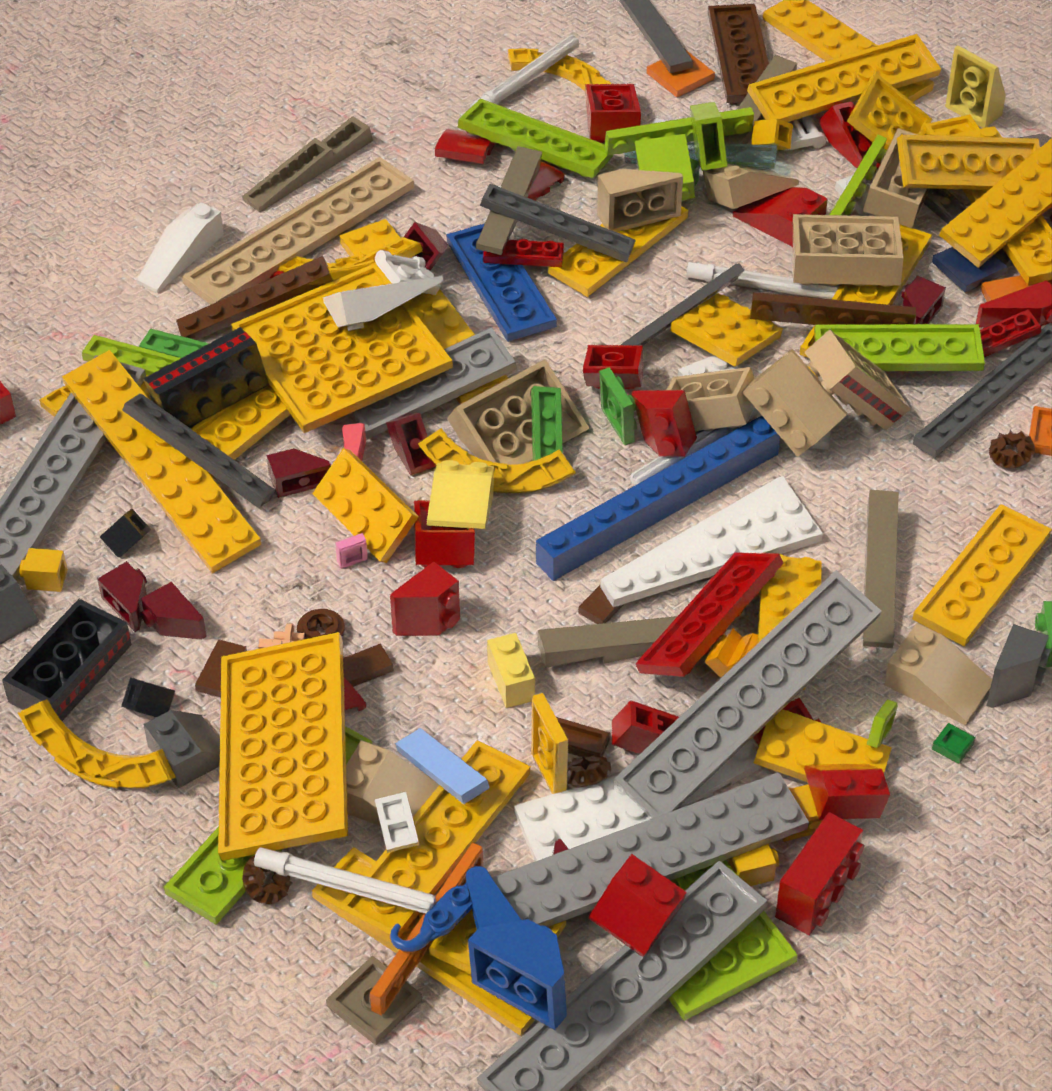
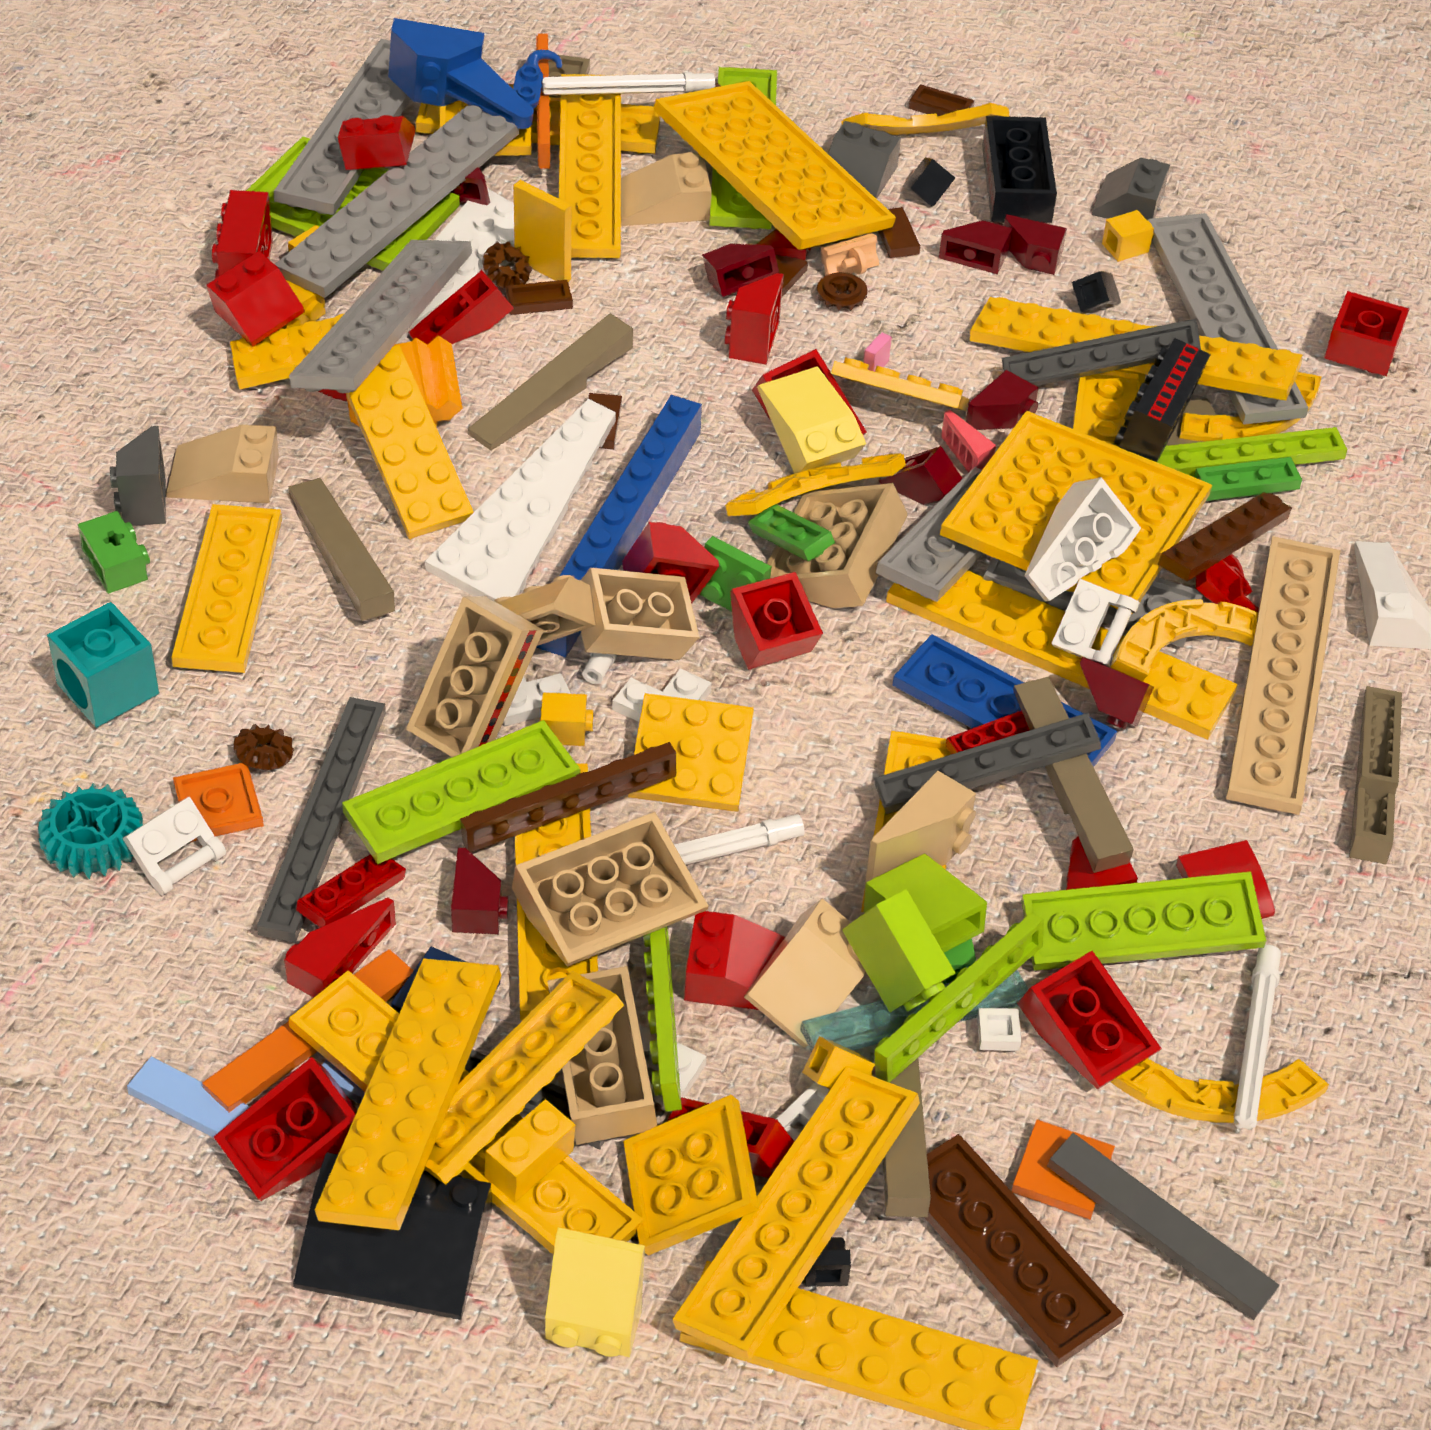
camera: 145 degrees right, 0 degrees up
(43, 791) = (933, 101): none -> reddish brown tile
(395, 669) = (738, 266): none -> dark red slope
(396, 822) = (622, 143): white slope -> none
(442, 766) = (630, 209): light blue tile -> none
(510, 670) = (639, 308): light yellow brick -> none
(686, 305) = (758, 742): dark grey tile -> none
(709, 614) = (479, 405): red plate -> none
(882, 723) = (253, 381): lime tile -> none
(953, 743) = (181, 423): green tile -> none

